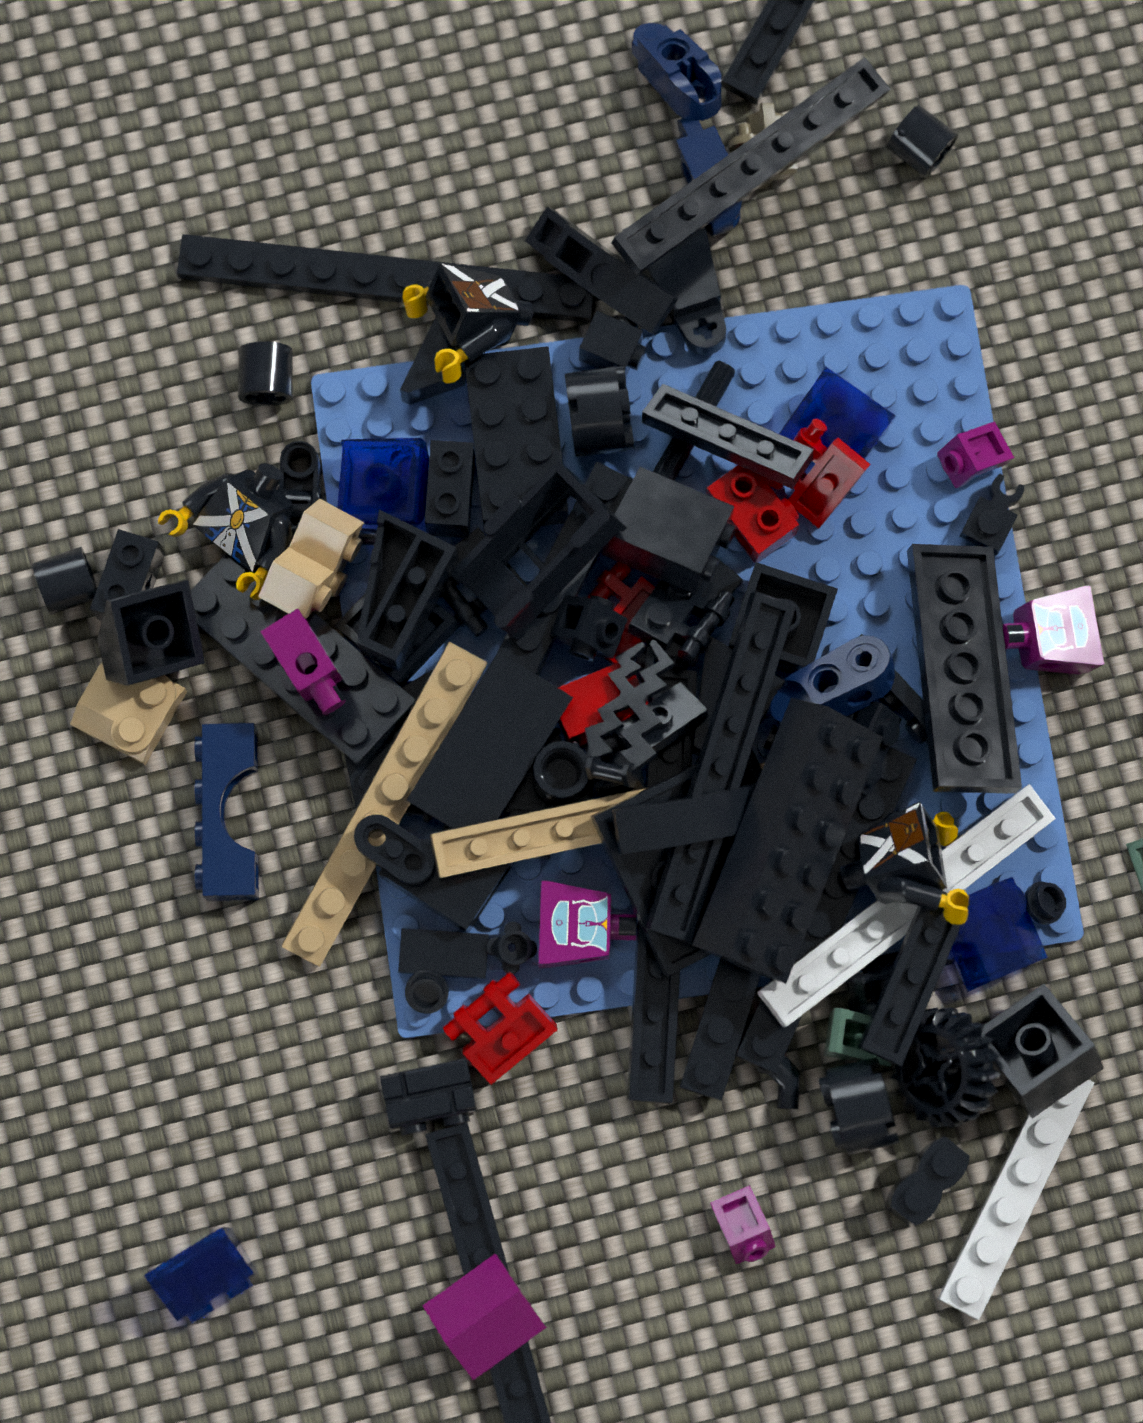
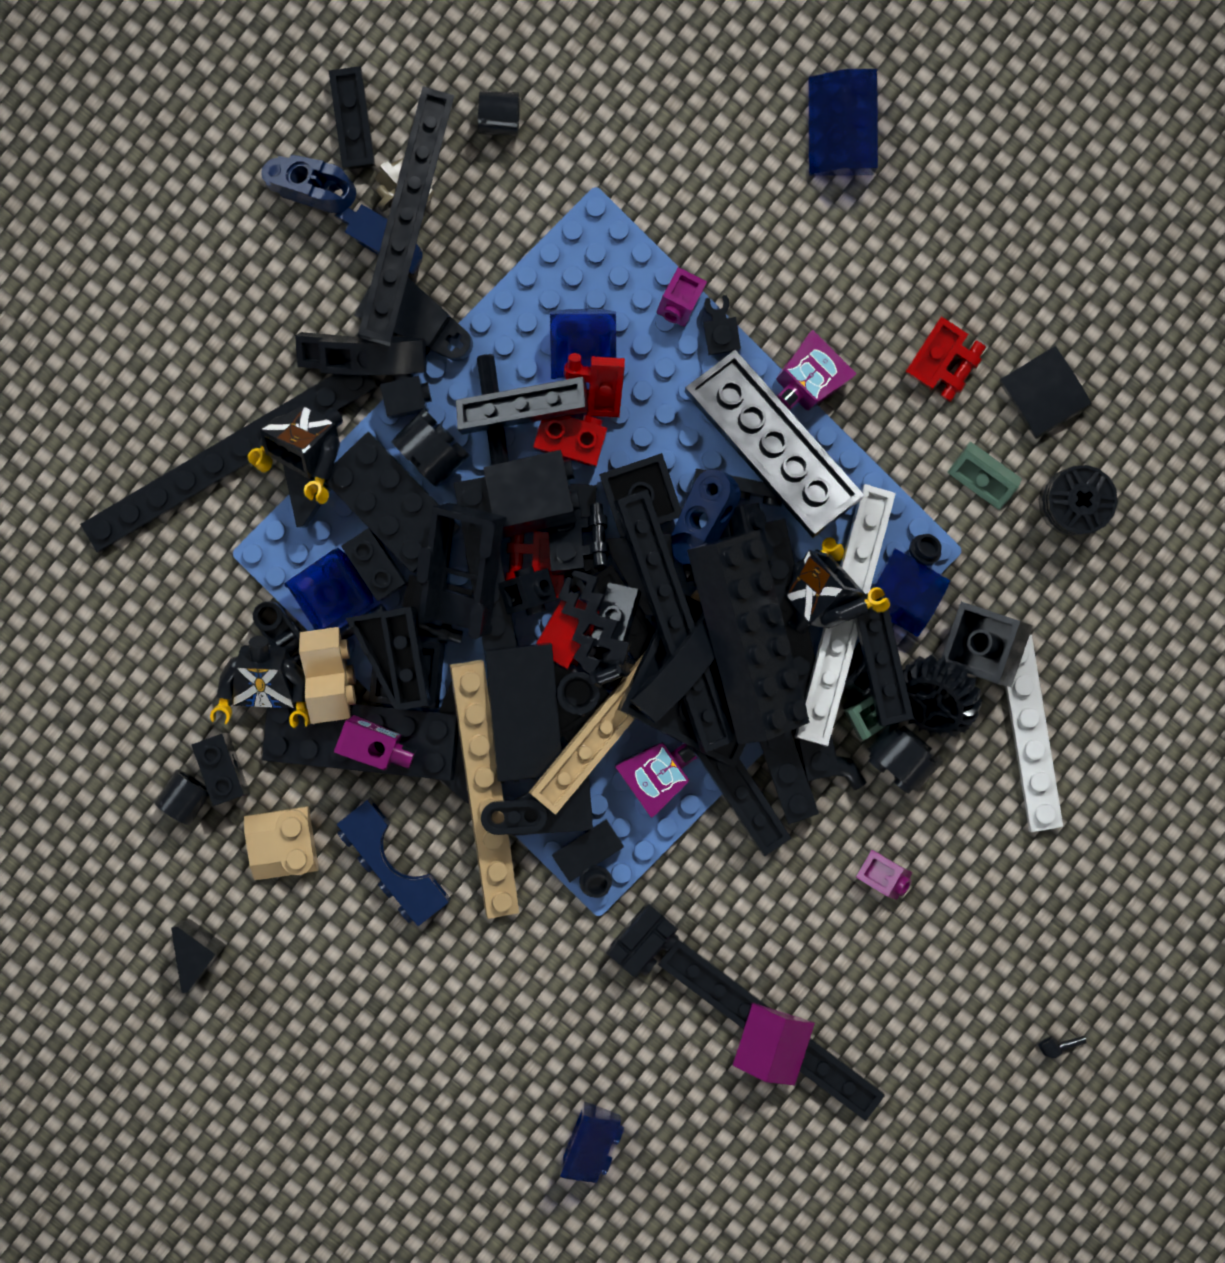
camera: 35 degrees left, 10 degrees up
(149, 634) = (264, 796): black slope -> none
(265, 373) = (203, 575): black piece -> none
(506, 1039) = (664, 871): red plate -> none
(523, 945) = (632, 810): black plate -> none
(920, 1192) = (974, 778): black brick -> none

